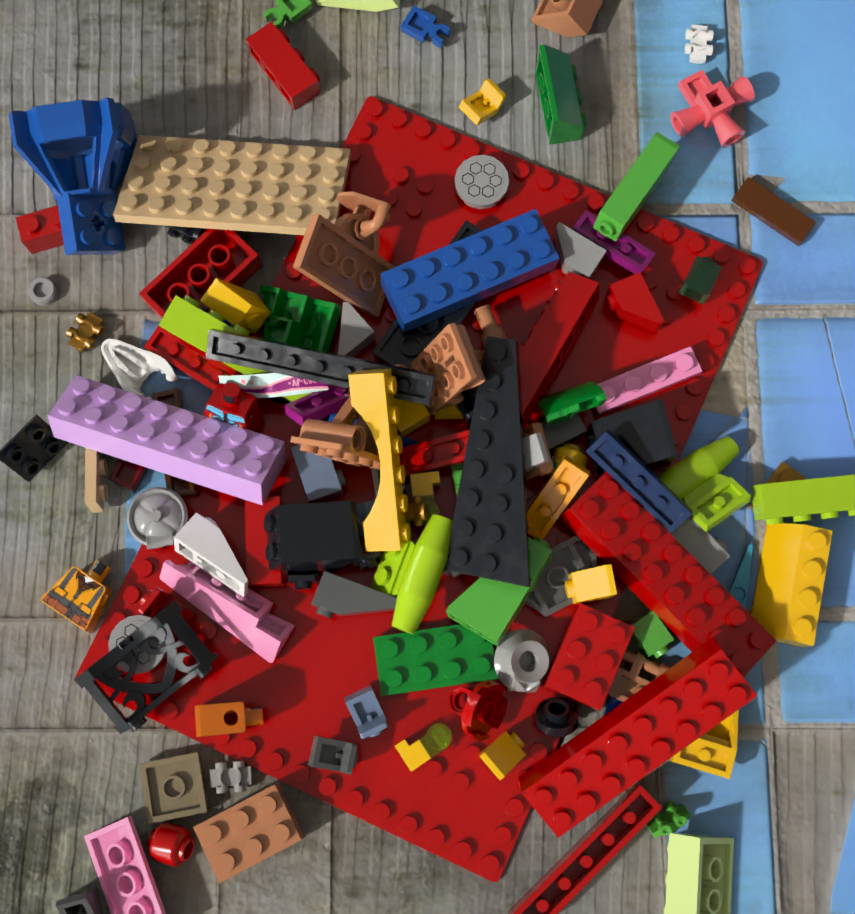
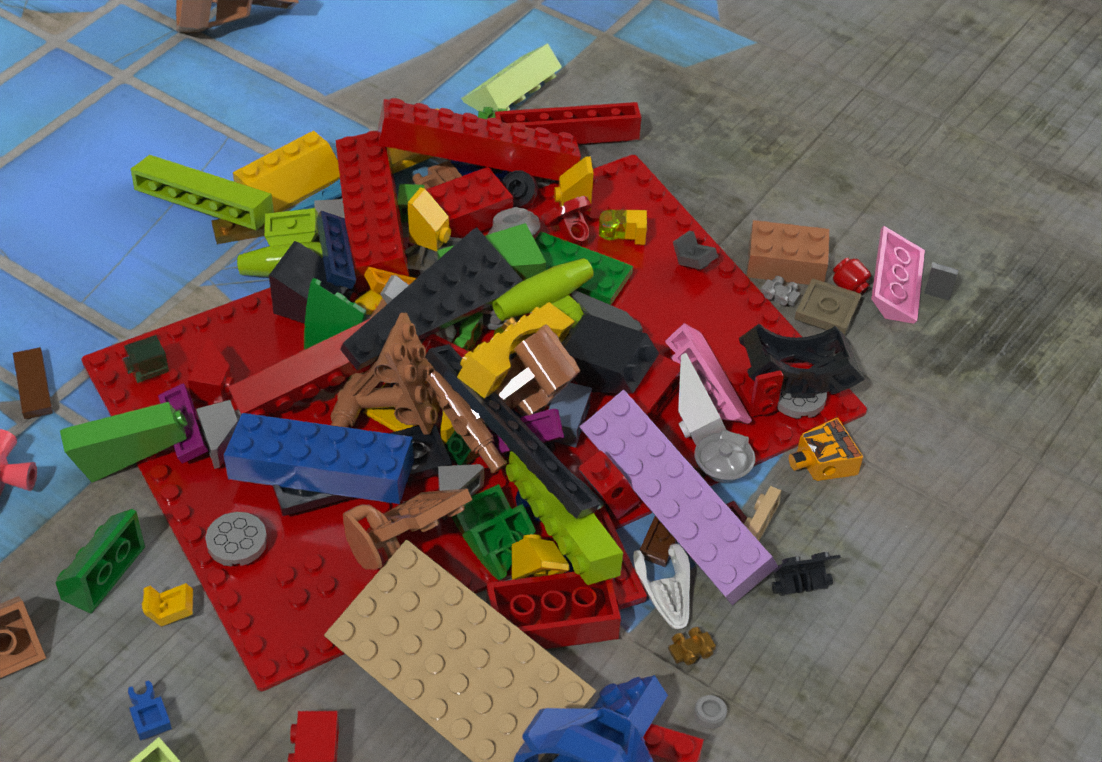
camera: 150 degrees left, 30 degrees down
(211, 718) = (763, 304): orange torso -> none
(366, 712) = (651, 258): sand blue bracket -> none
(649, 379) = (254, 330): bright pink plate -> none

